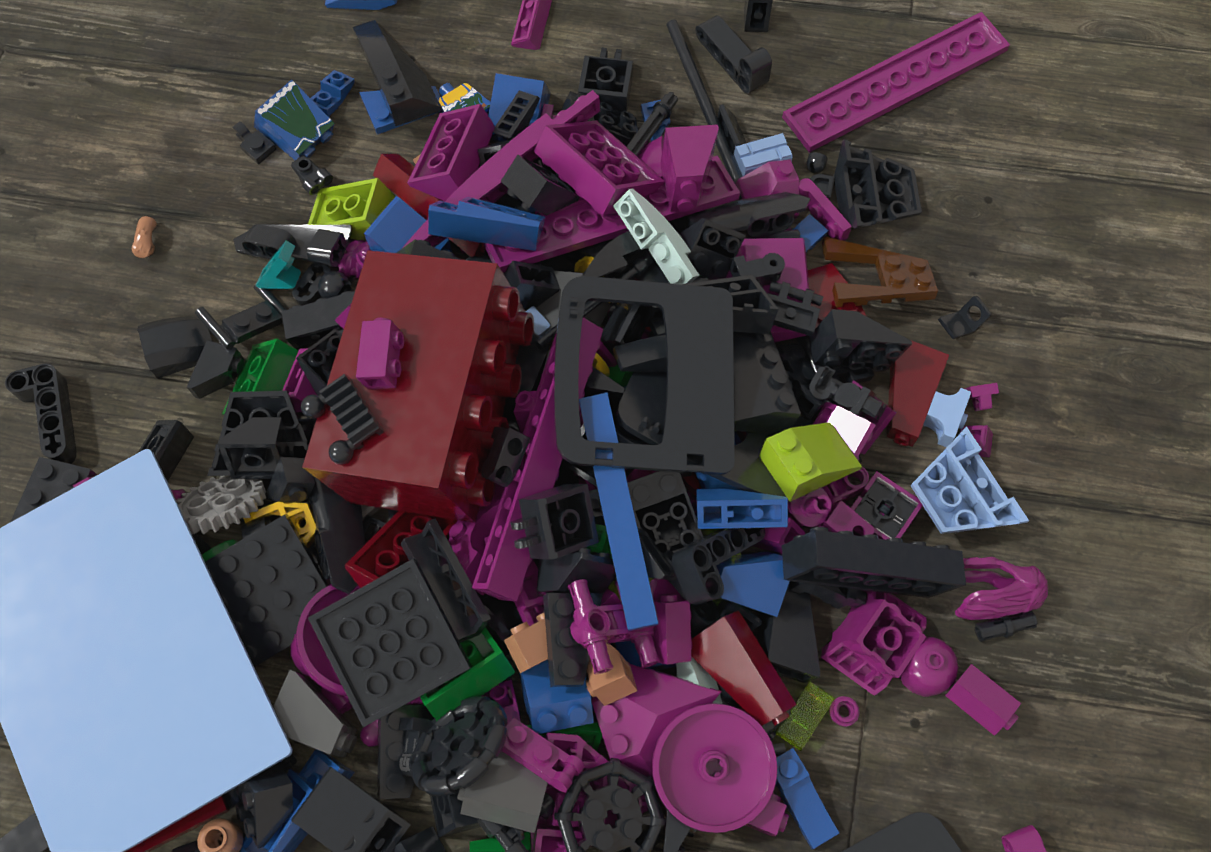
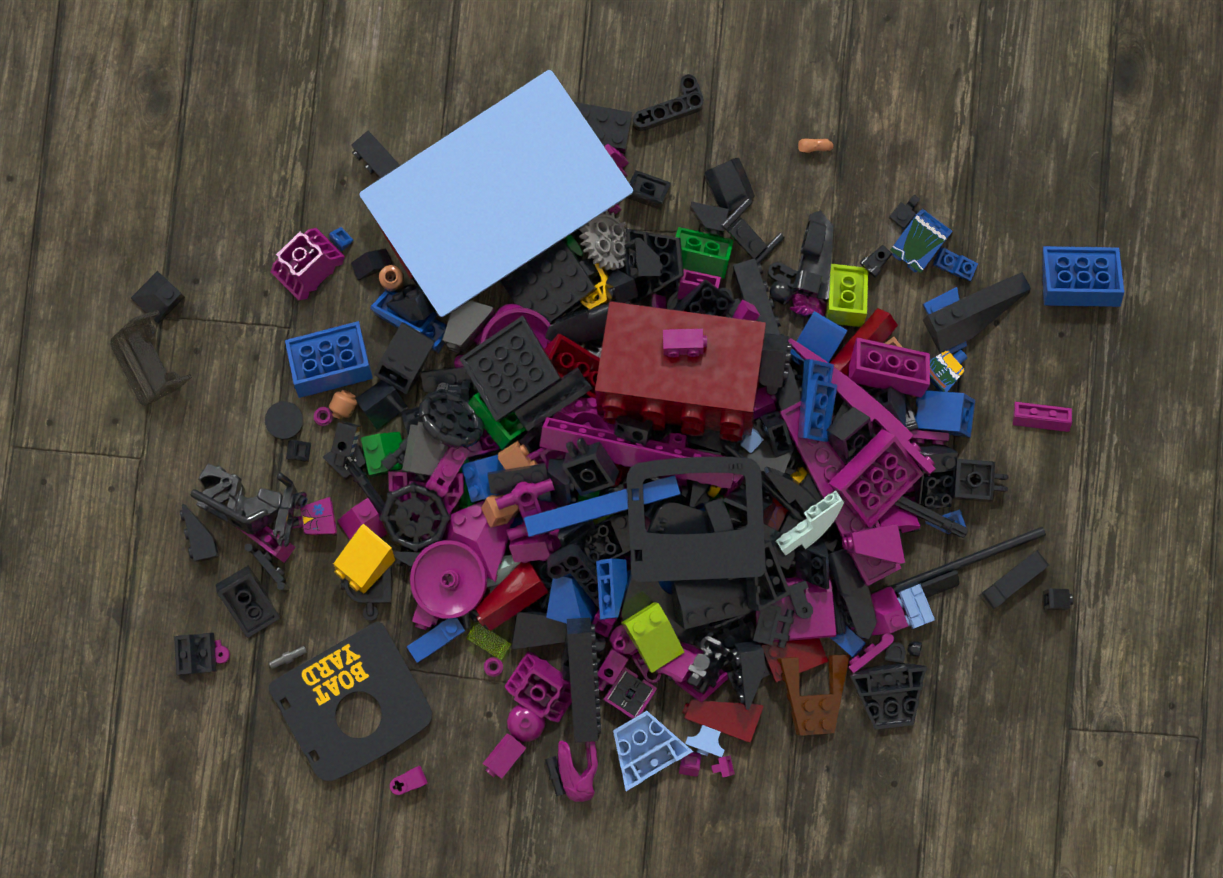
camera: 85 degrees right, 15 degrees up
(279, 271) = (789, 250): teal slope -> none
(351, 413) = (644, 328): black gear -> none
(506, 127) = (915, 409): black slope -> none
(895, 81) = (997, 714): magenta plate -> none
(961, 323) = (782, 756): black bracket -> none

